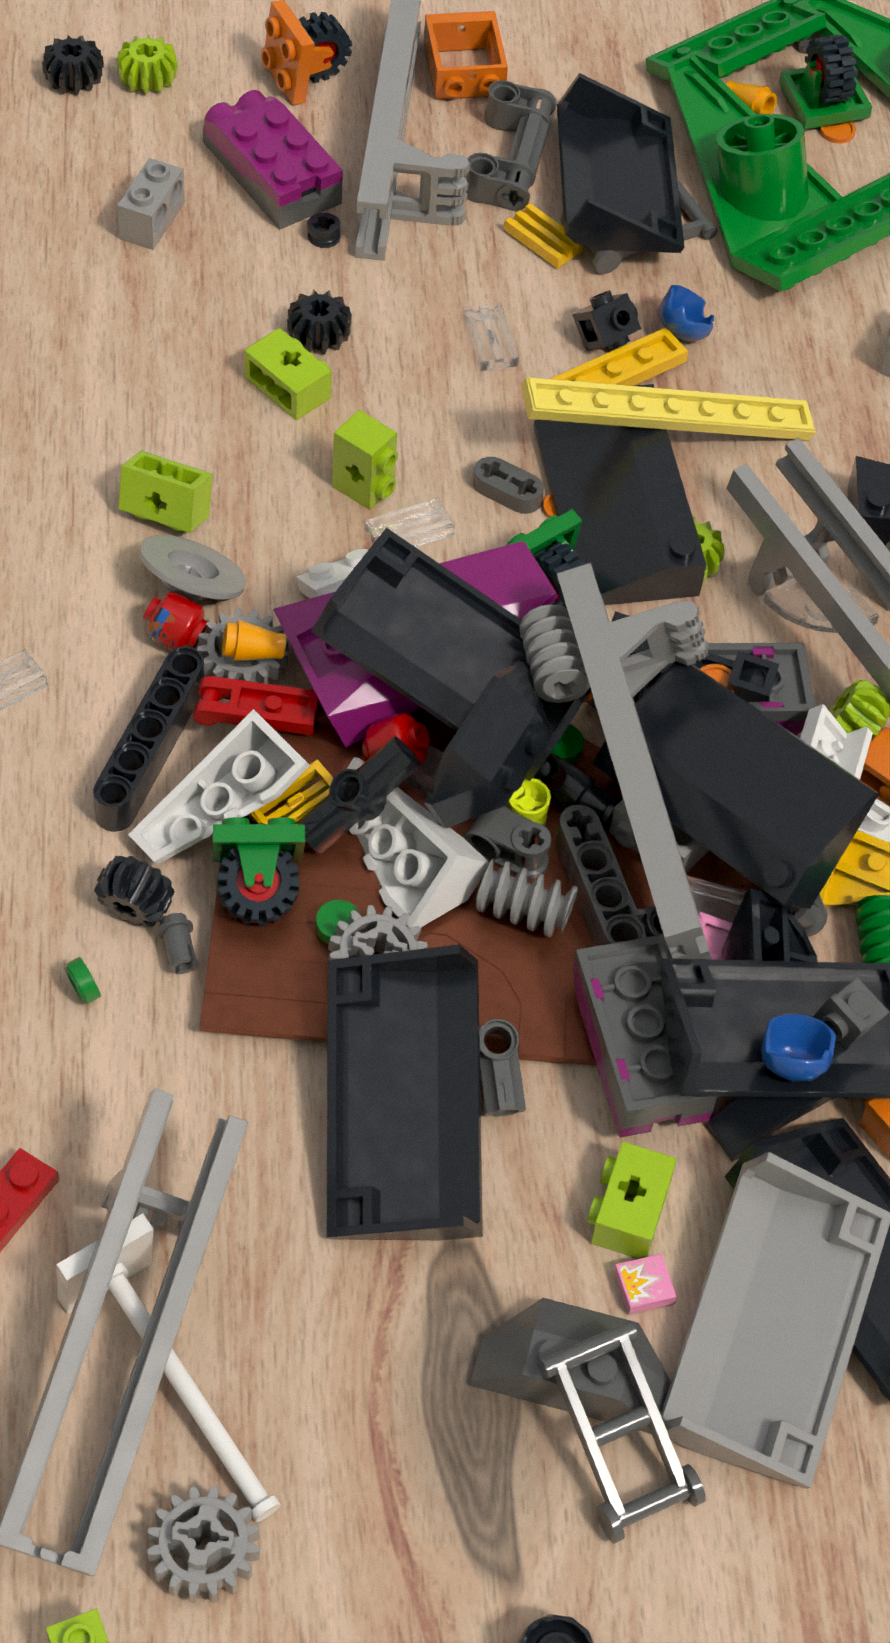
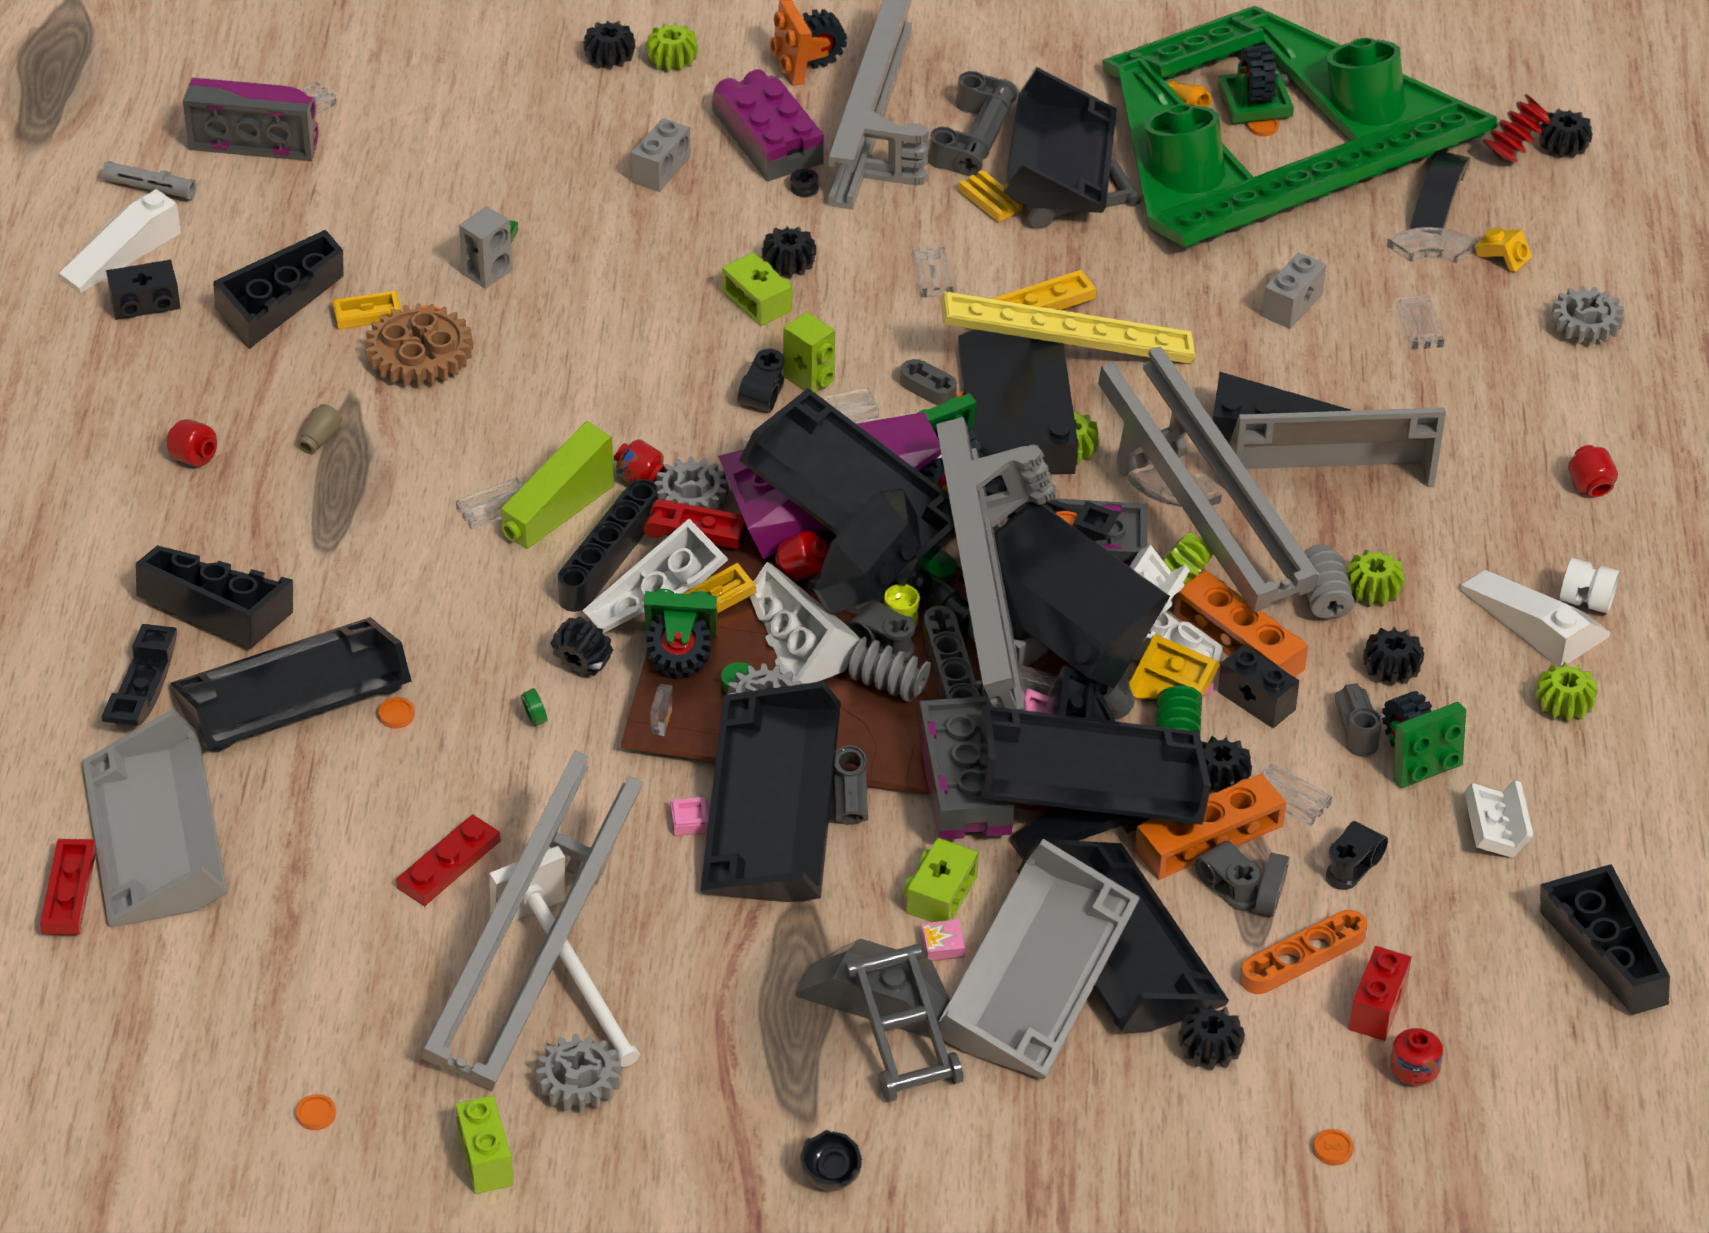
camera: 10 degrees right, 10 degrees down
(81, 663) = (561, 487): none -> lime slope
(165, 491) = (643, 369): lime brick -> none
(175, 932) = (611, 680): dark grey pin -> none
(191, 568) = (657, 426): light grey hat -> none
(247, 979) = (661, 709): none -> clear tile
(251, 642) = (697, 477): light orange cone -> none
(299, 1123) = (690, 815): none -> bright pink tile
(312, 497) = (763, 381): none -> black piece
(358, 794) = (764, 584): black piece -> none
(480, 32) = (928, 34): orange window -> none
(553, 654) = (928, 488): light grey piece -> none
(607, 321) = (1031, 262): black brick -> none
(683, 314) = (1098, 260): blue hair -> none
(798, 1047) = (1078, 771): blue hair -> none
(852, 1013) = (1128, 756): dark grey bracket -> none

